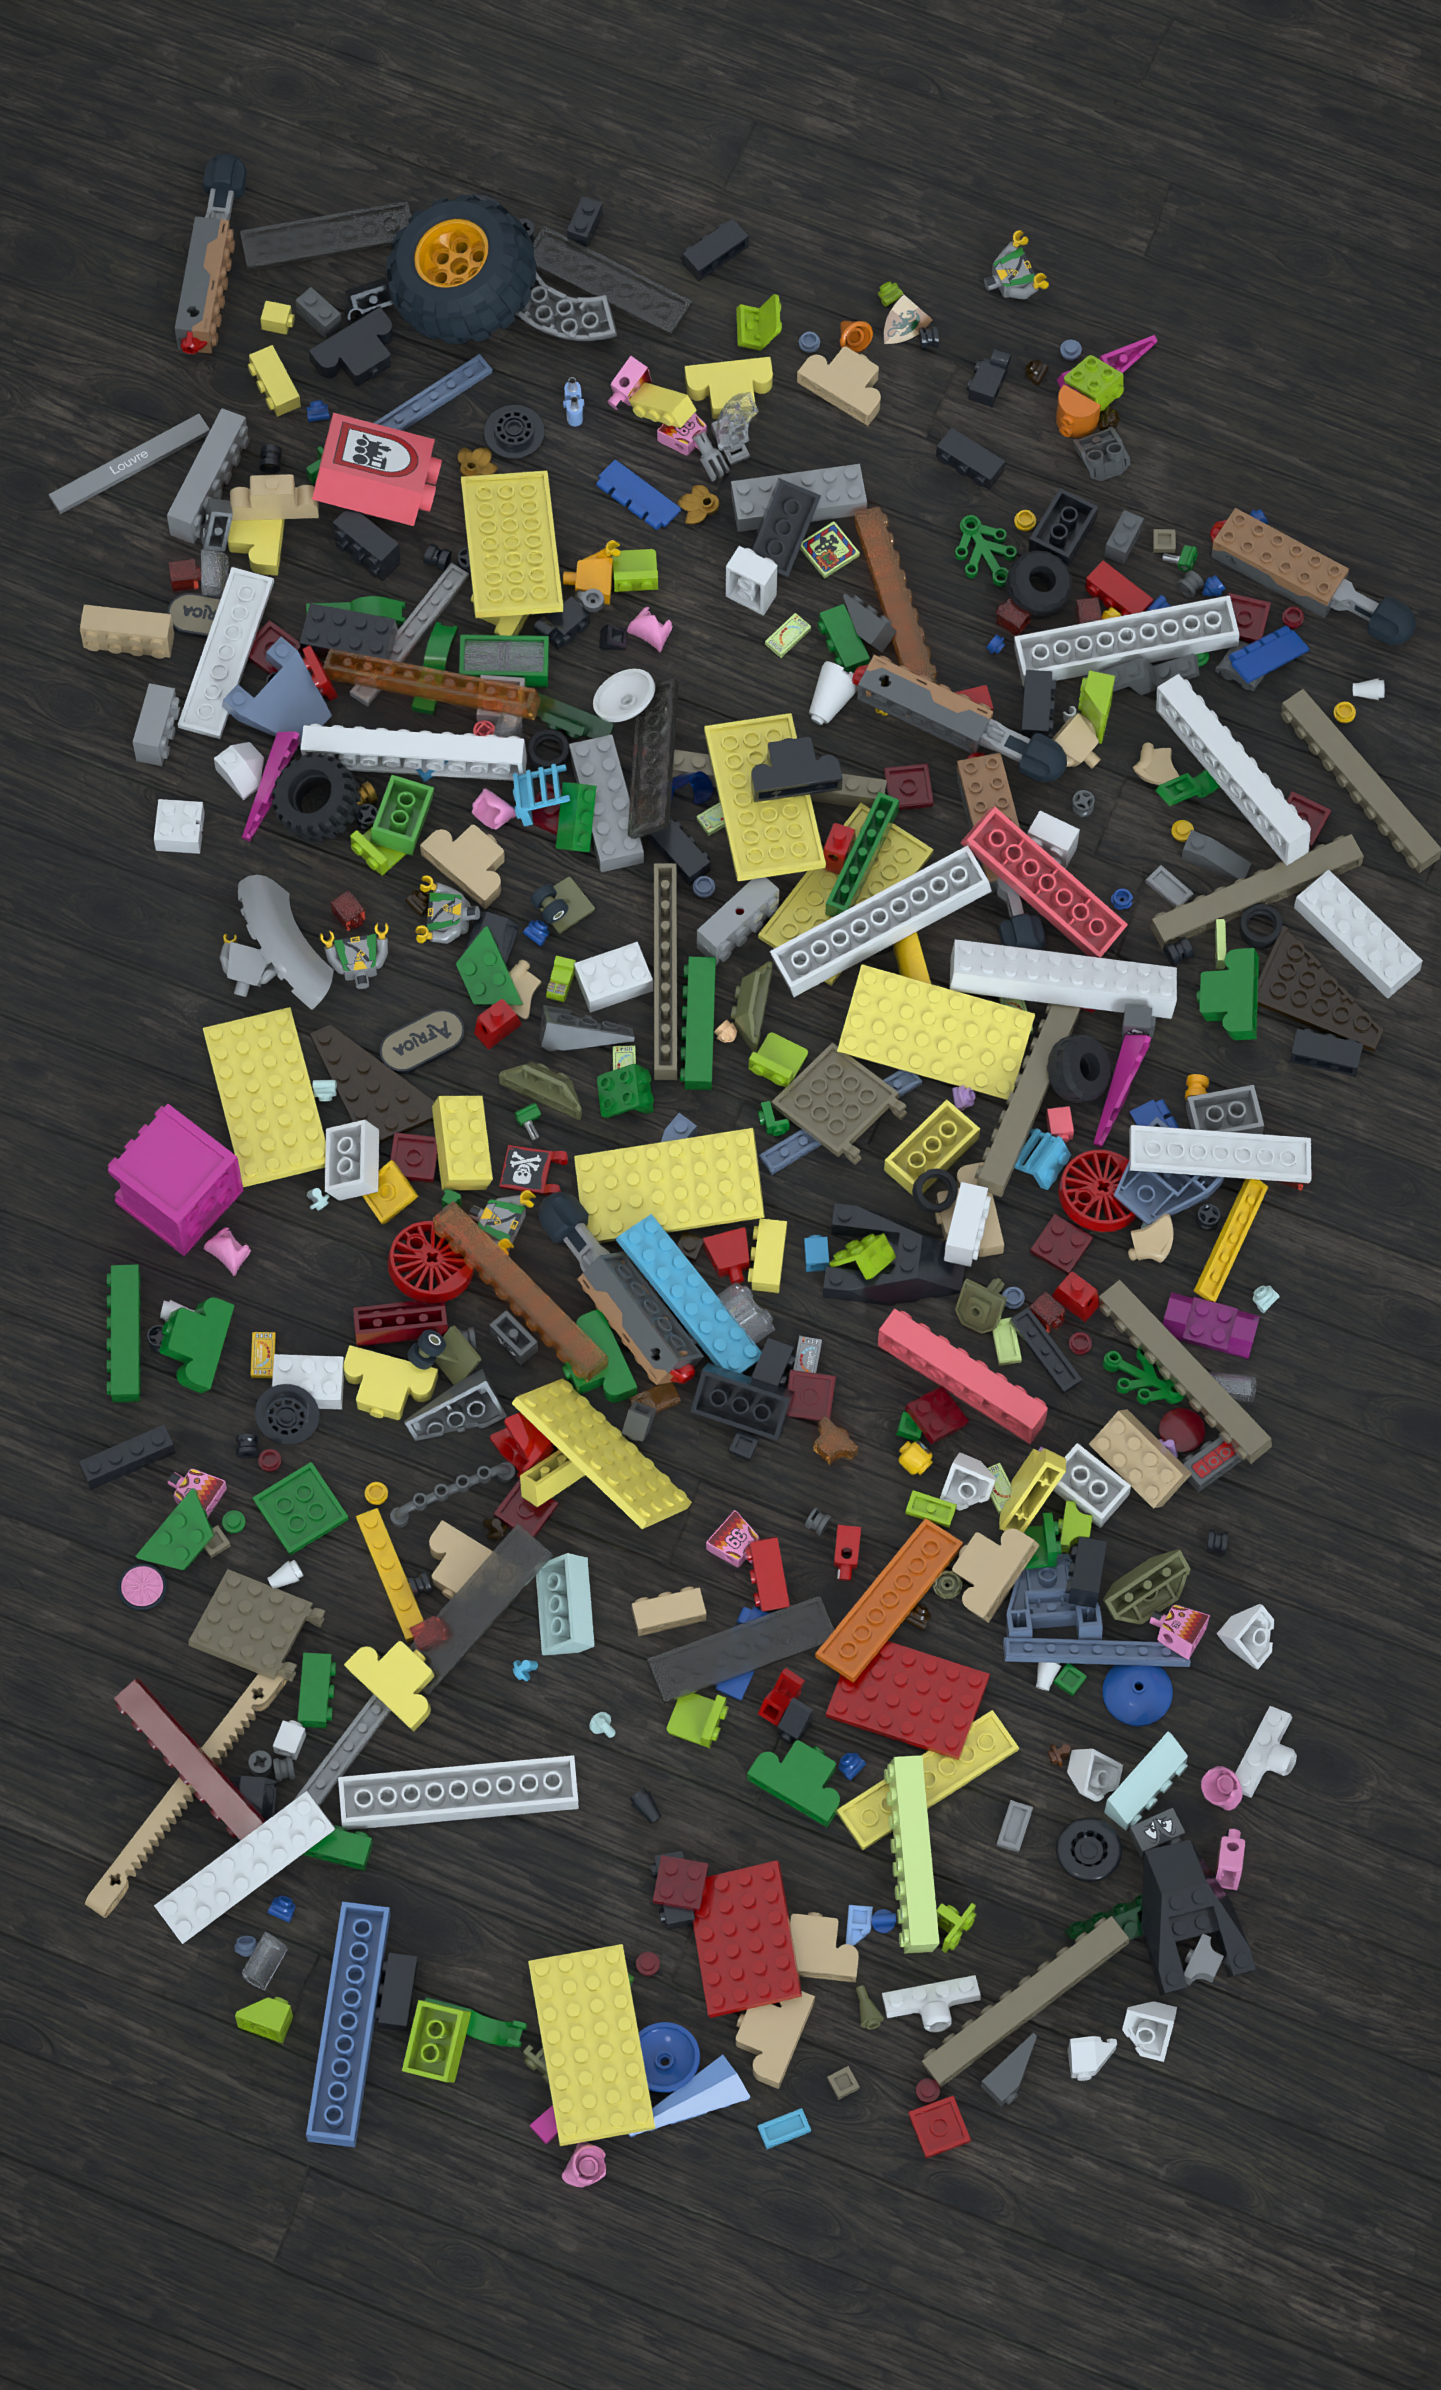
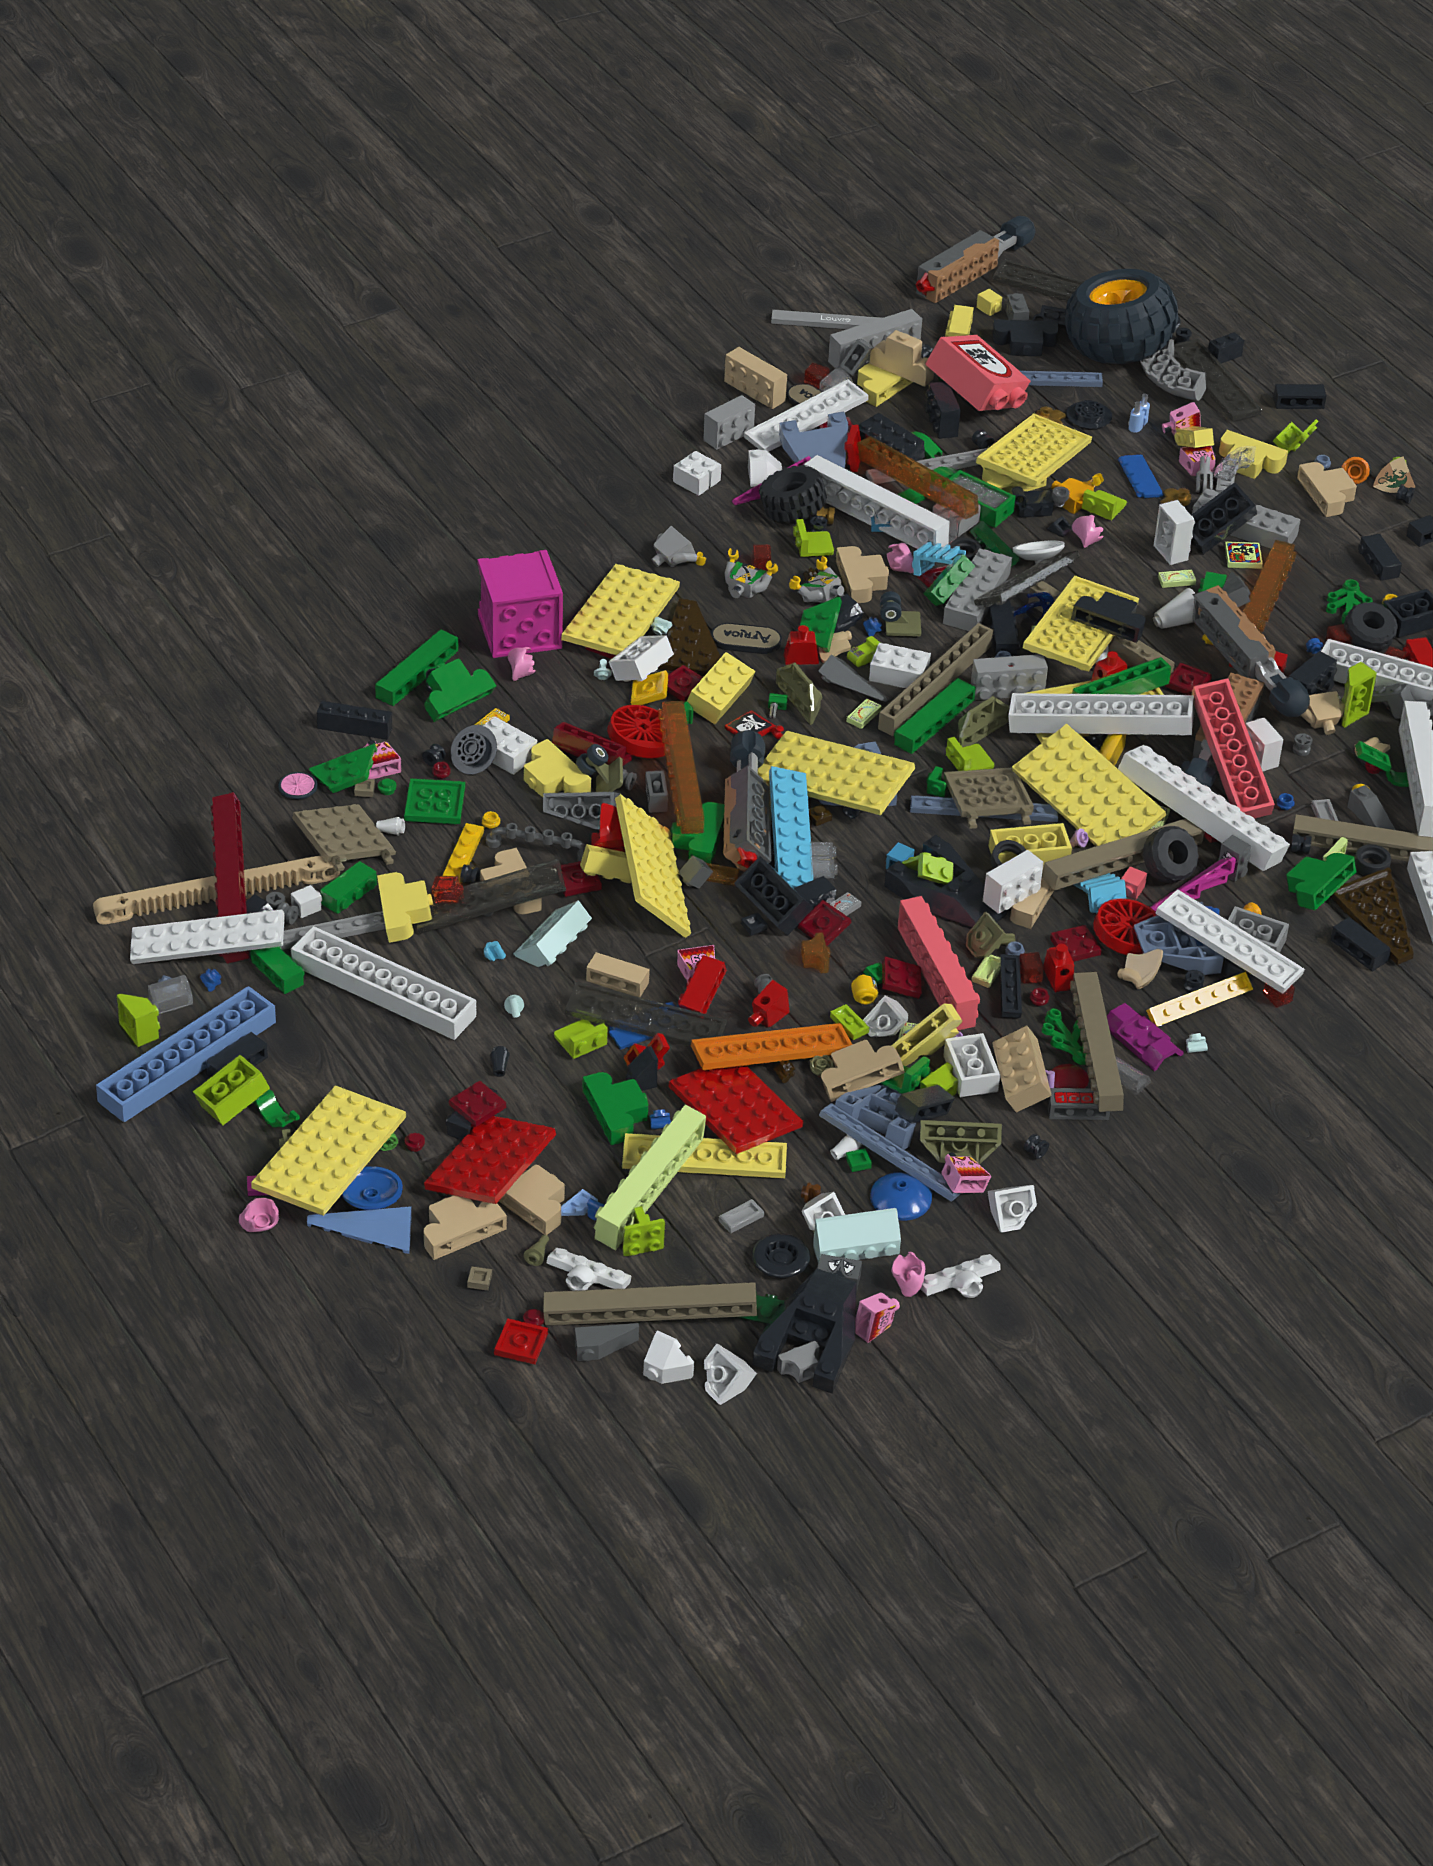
camera: 35 degrees right, 25 degrees down
(282, 943) = (702, 540): light grey brick -> none
(401, 815) = (839, 529): bright green brick -> none
(503, 1218) = (709, 738): torso -> none
(625, 1090) = (857, 719): green bracket -> none
(726, 1032) = (948, 727): light nougat plate -> none
(728, 1253) = (842, 828): red torso -> none
(767, 1255) = (867, 843): light yellow brick -> none
(784, 2128) = (414, 1281): medium azure tile -> none

